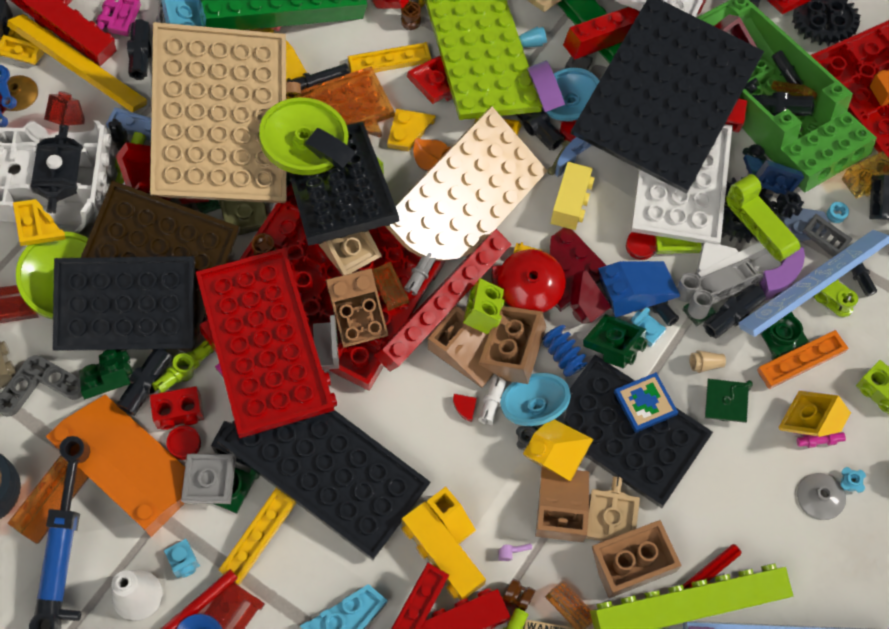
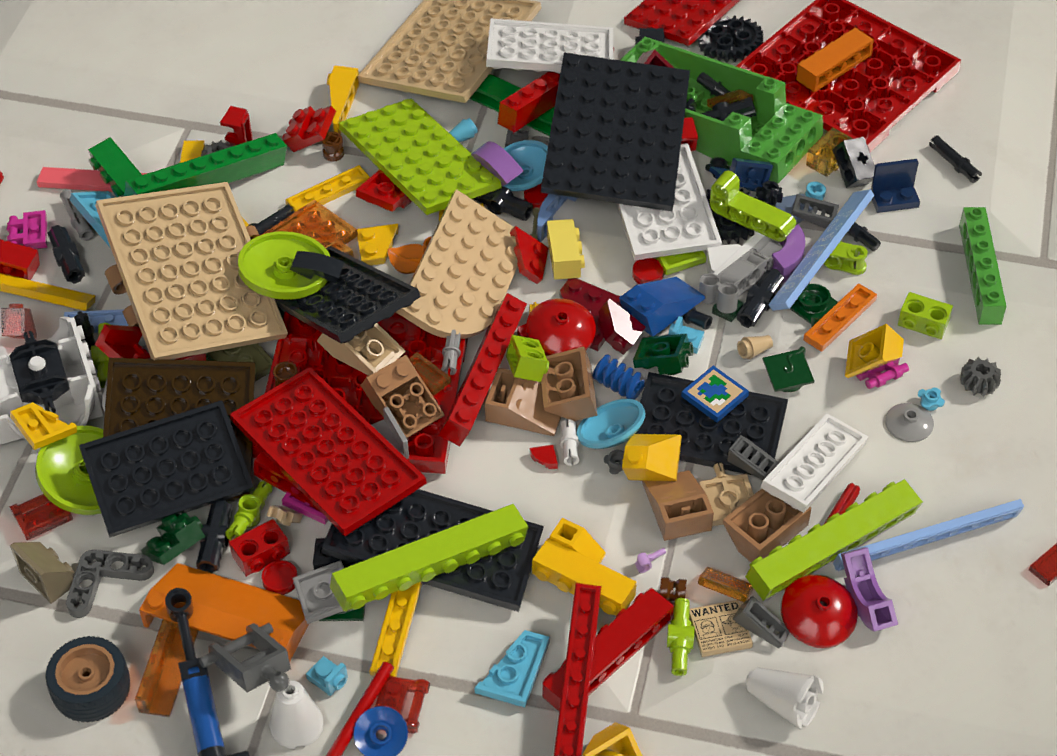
camera: 20 degrees left, 15 degrees down
(109, 546) = (263, 667): none -> dark grey piece
(209, 382) = (284, 515): none -> tan plate
(307, 485) = (428, 557): none -> lime brick
(539, 191) = (530, 255): none -> red wing
(645, 493) = (750, 449): none -> dark grey slope
(706, 516) = (814, 462): none -> white plate

